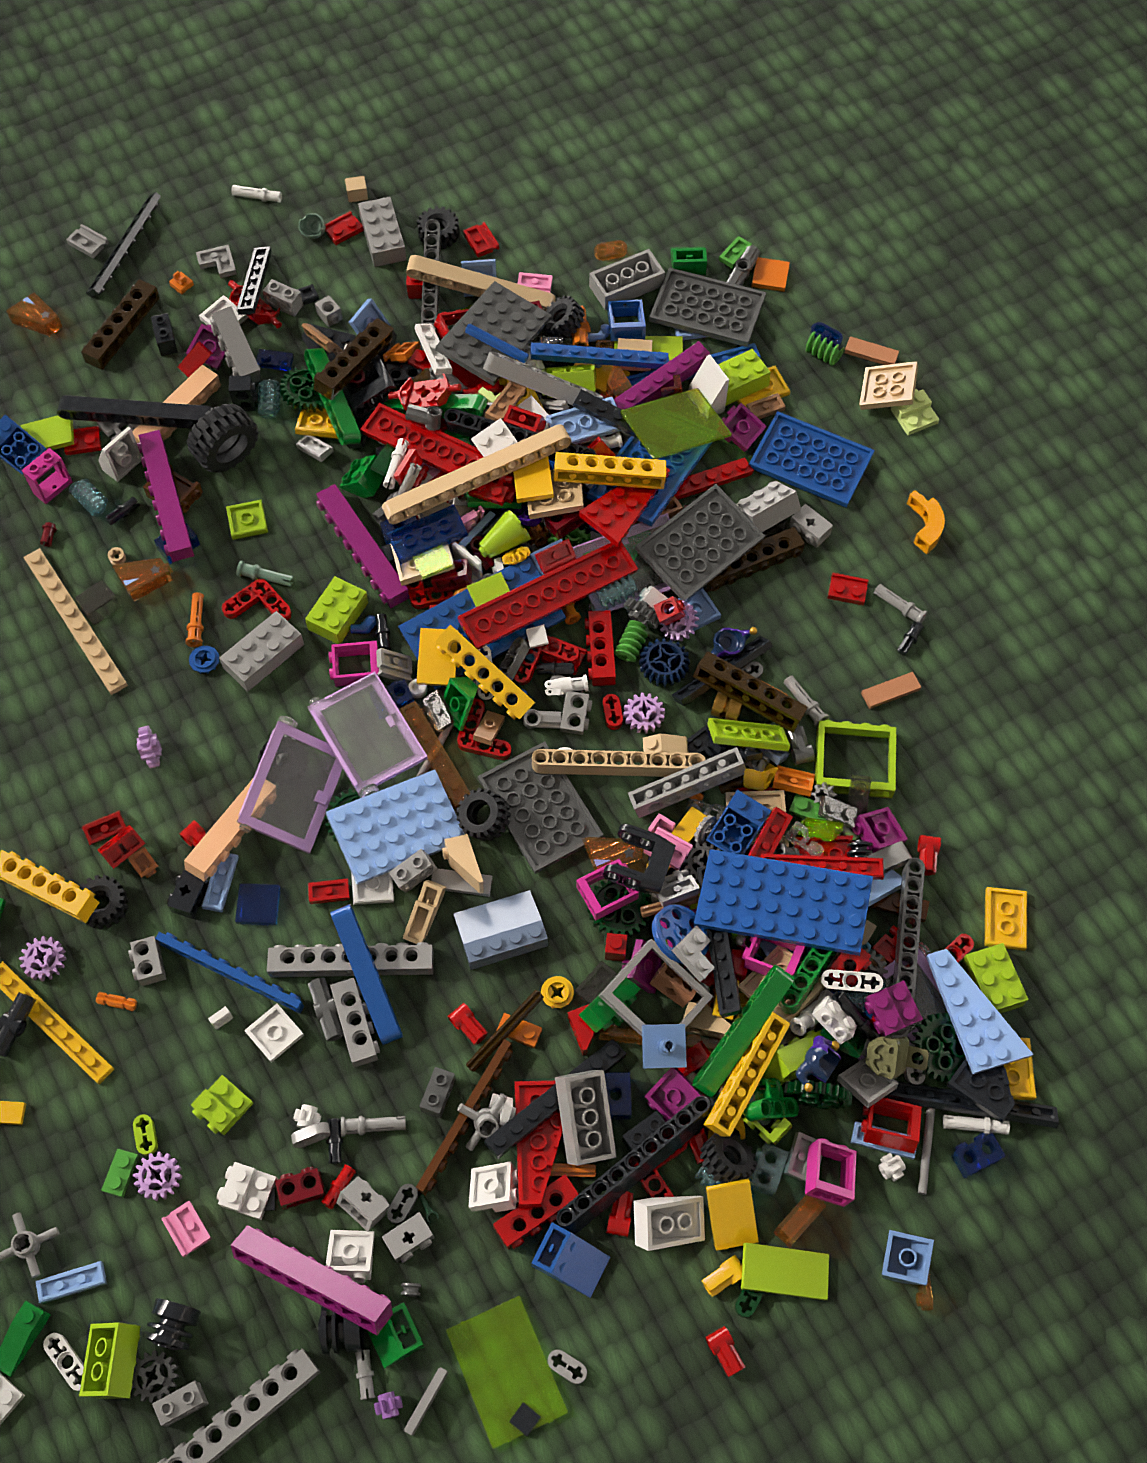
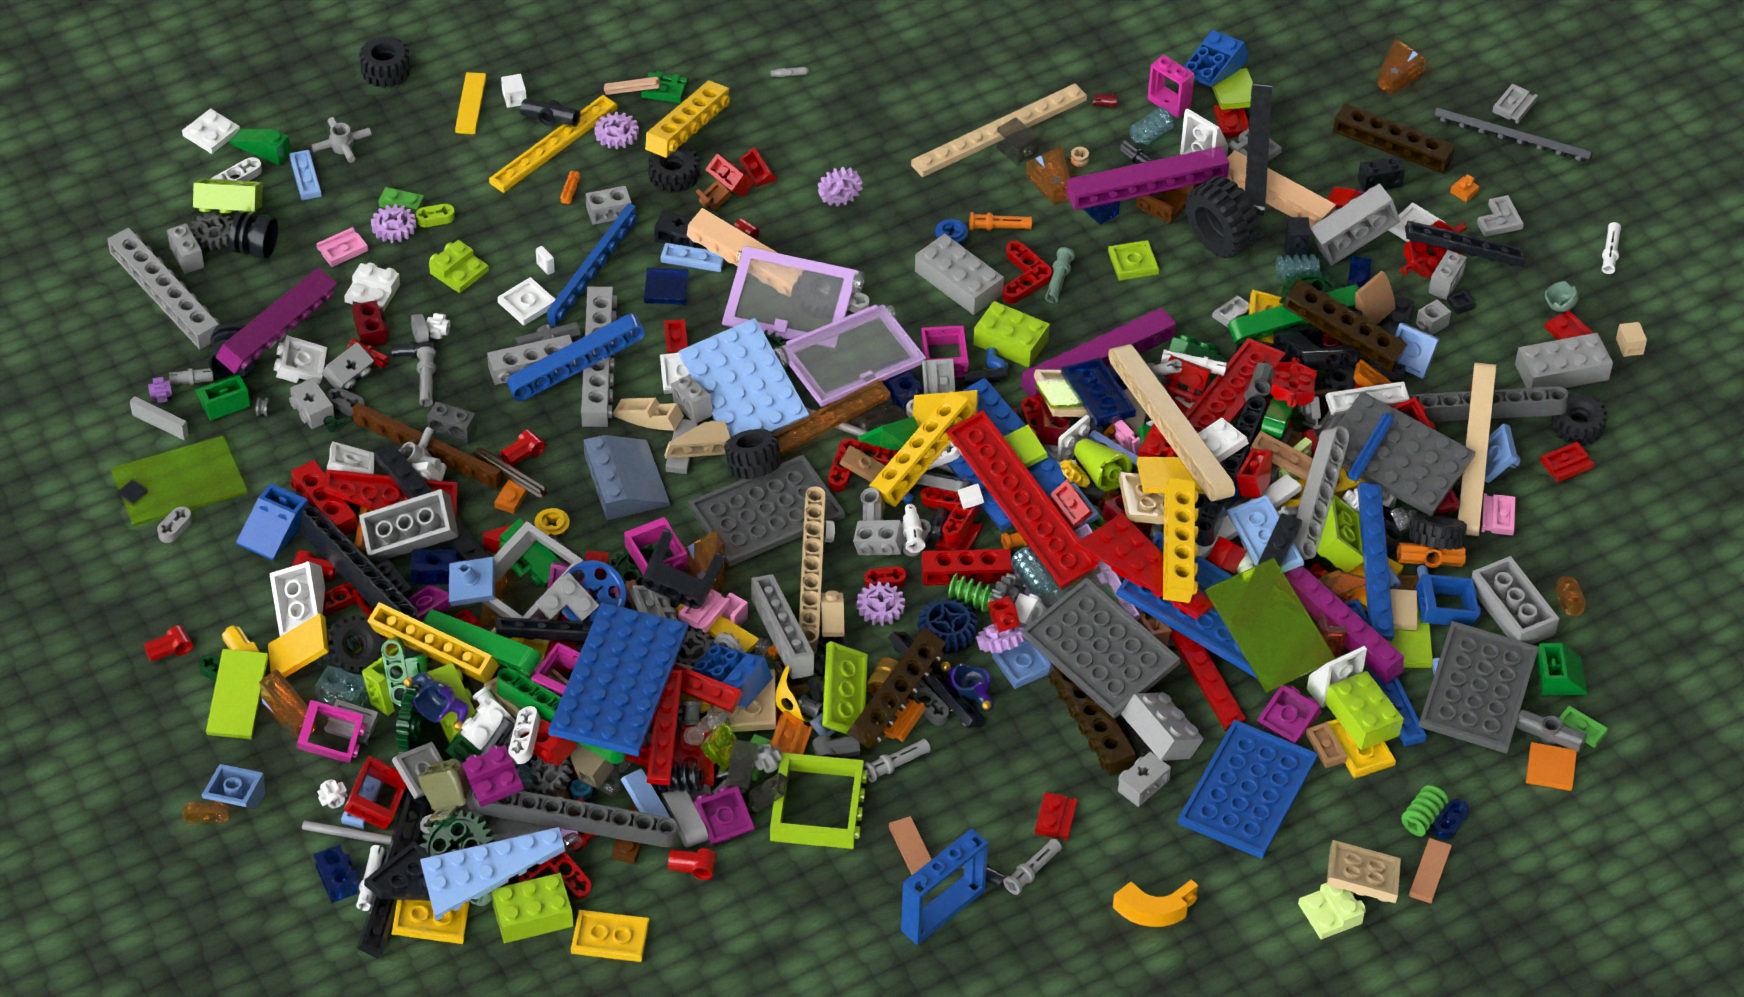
camera: 90 degrees right, 15 degrees down
(944, 666) = (969, 851): none -> blue window

